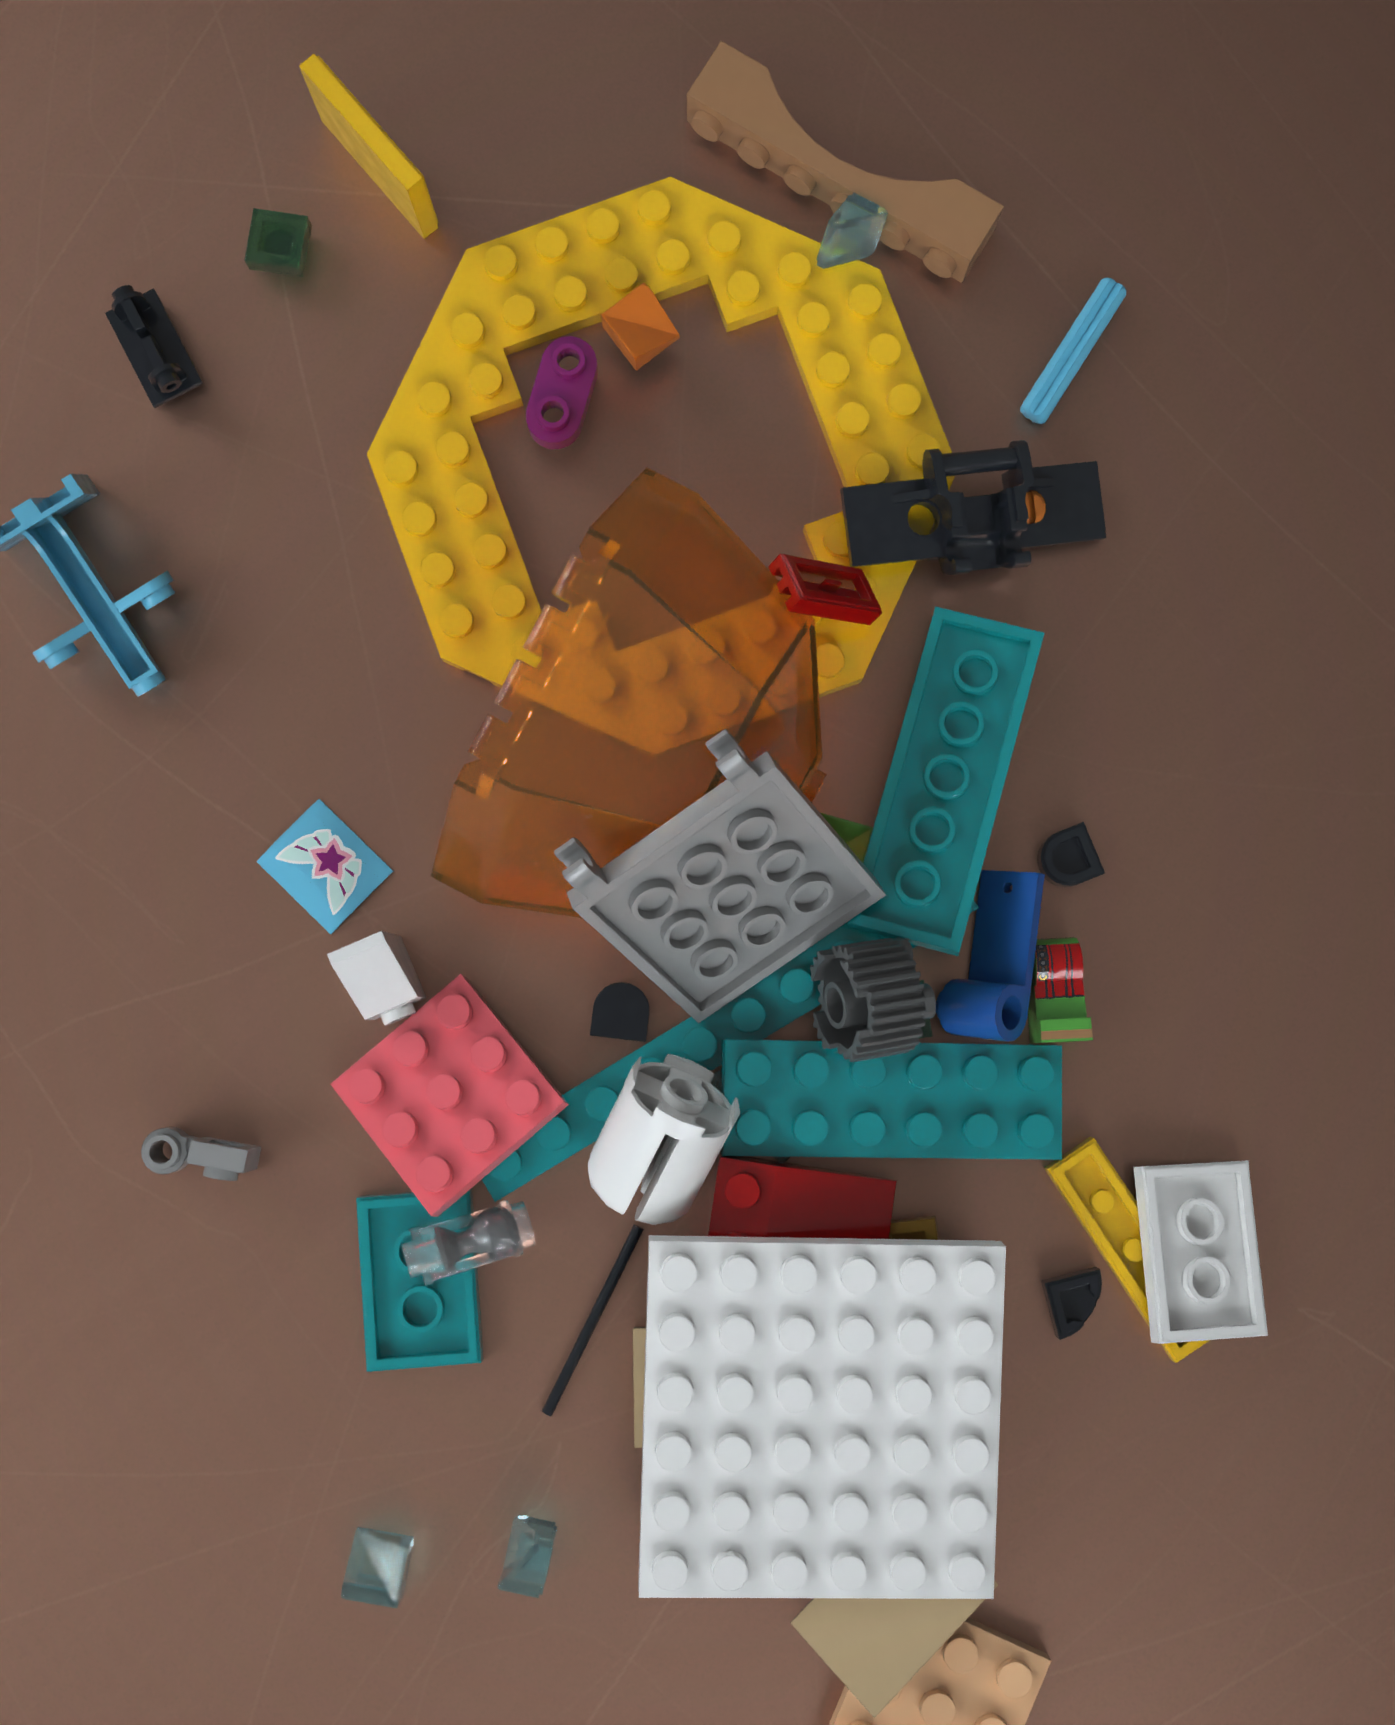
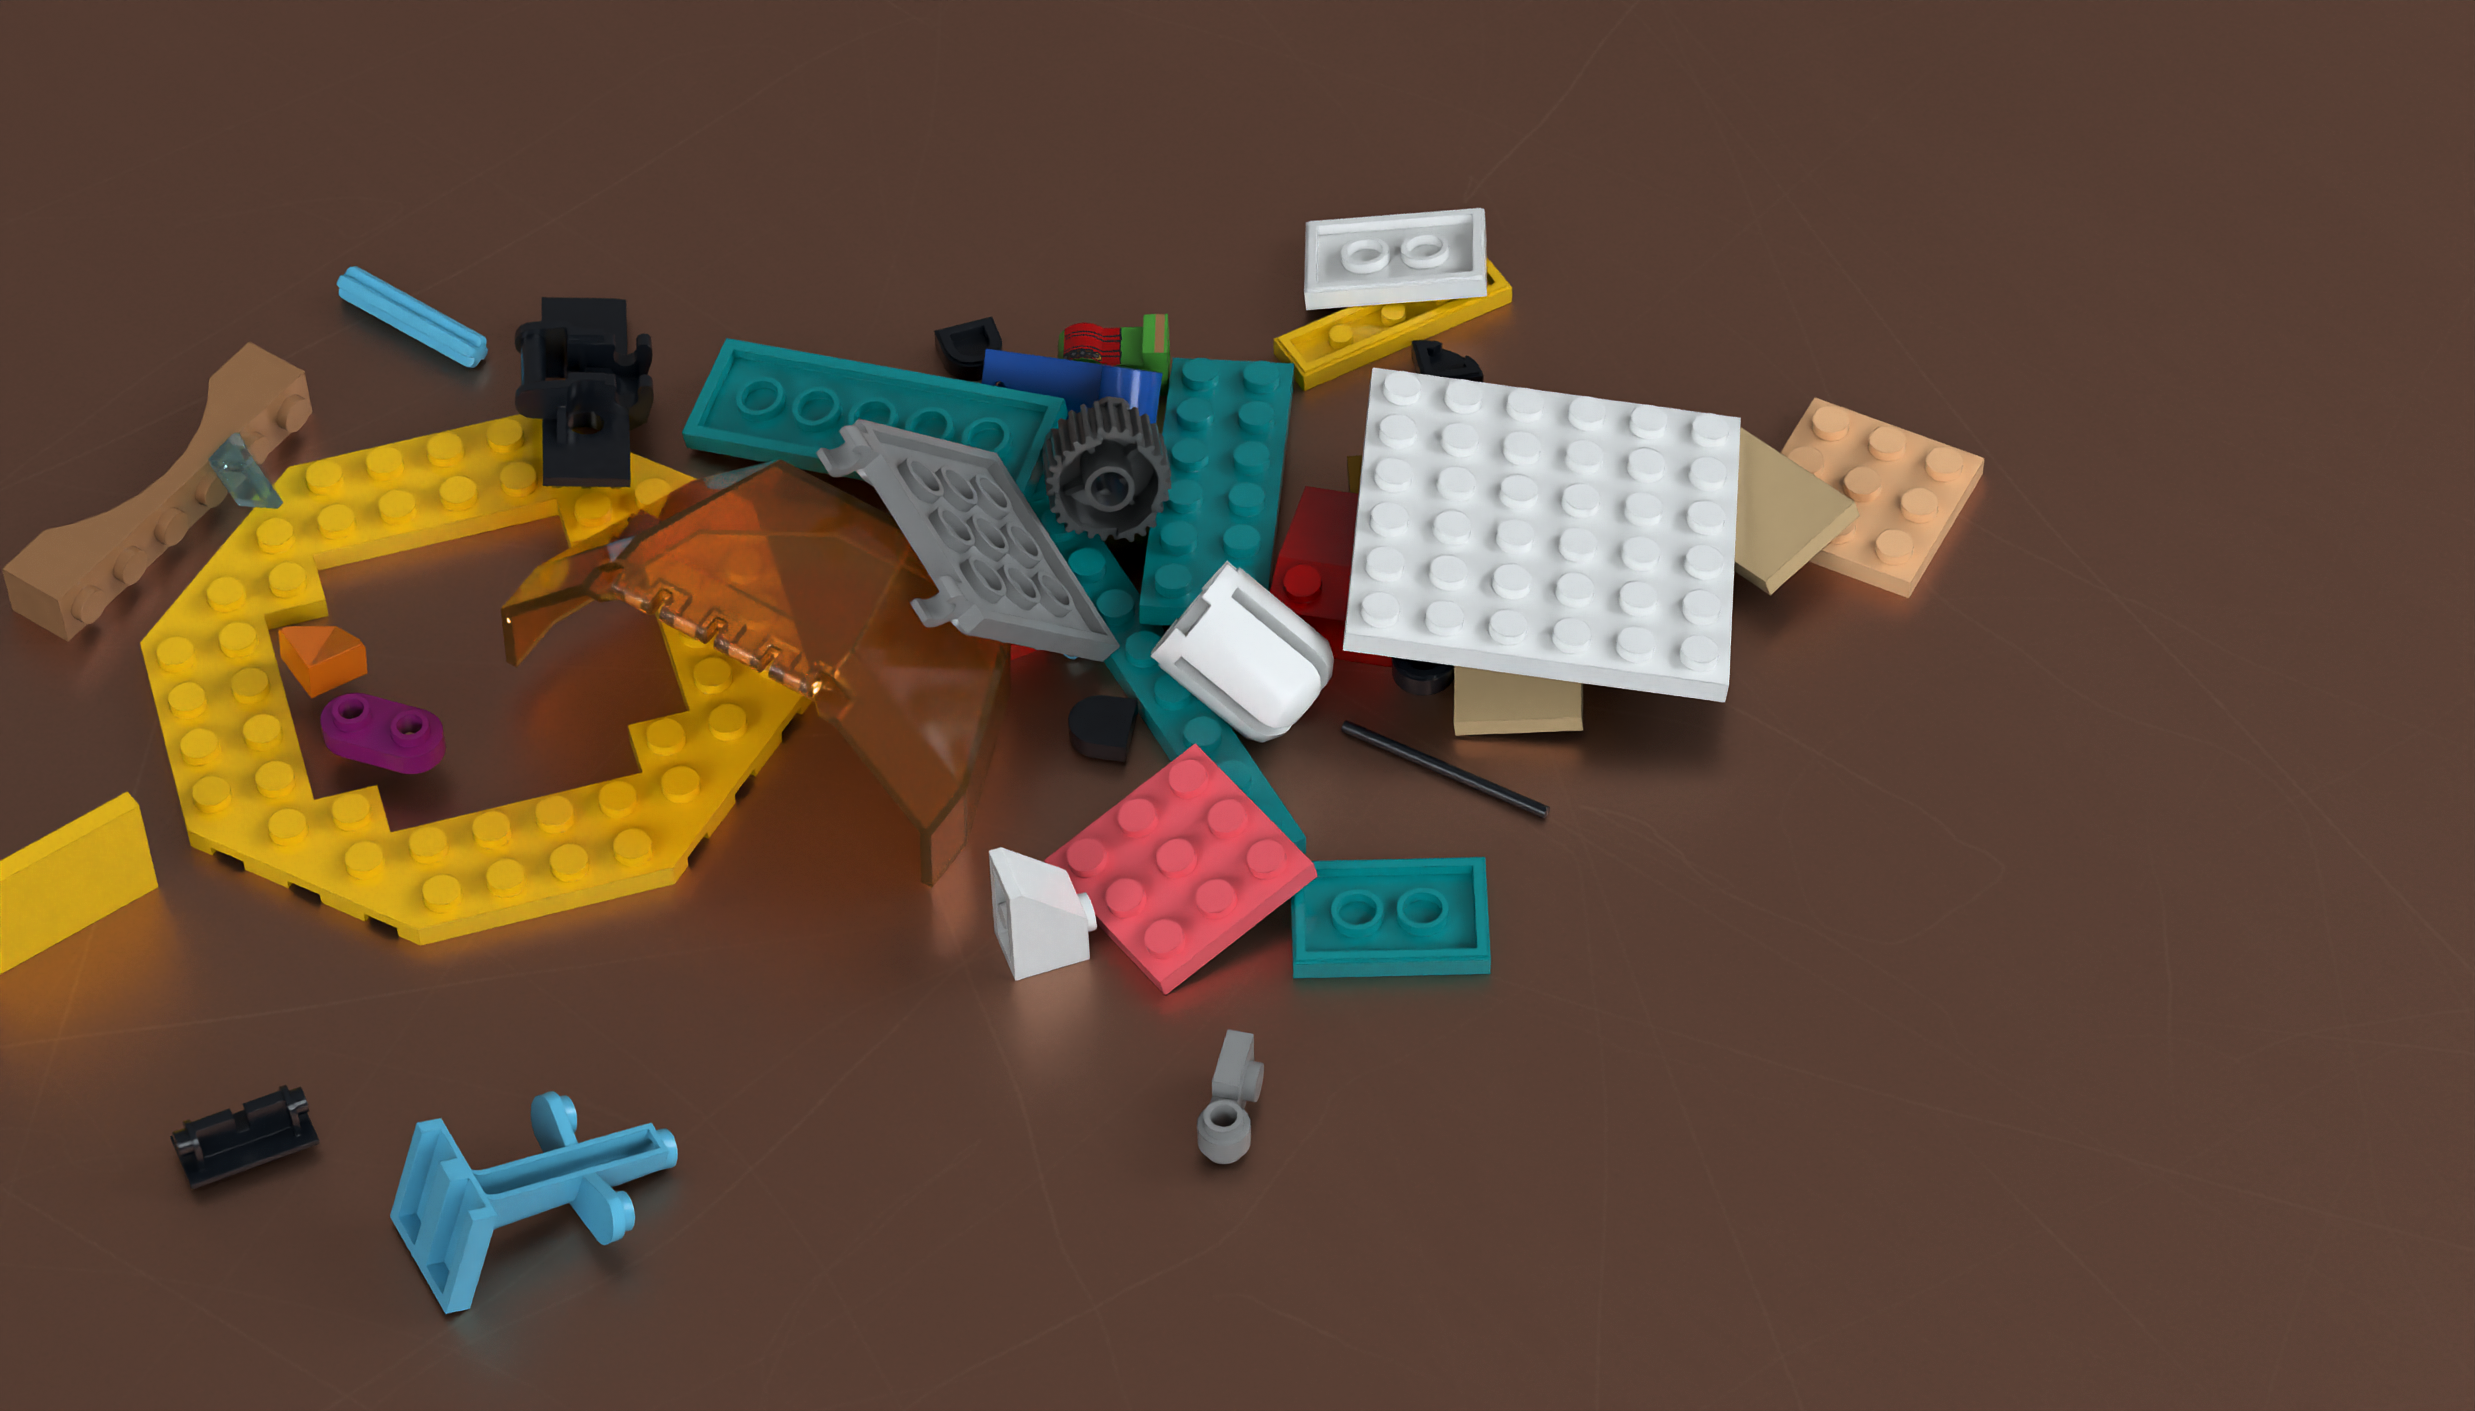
camera: 85 degrees left, 35 degrees down
(278, 242) = (140, 1007): clear green plate -> none
(324, 866) = (904, 999): medium azure sticker -> none
(377, 1567) = (1708, 953): clear light blue slope -> none
(494, 1234) = (1338, 826): clear piece -> none
(528, 1556) = (1697, 816): clear light blue slope -> none
(825, 589) = (656, 482): red tile -> none

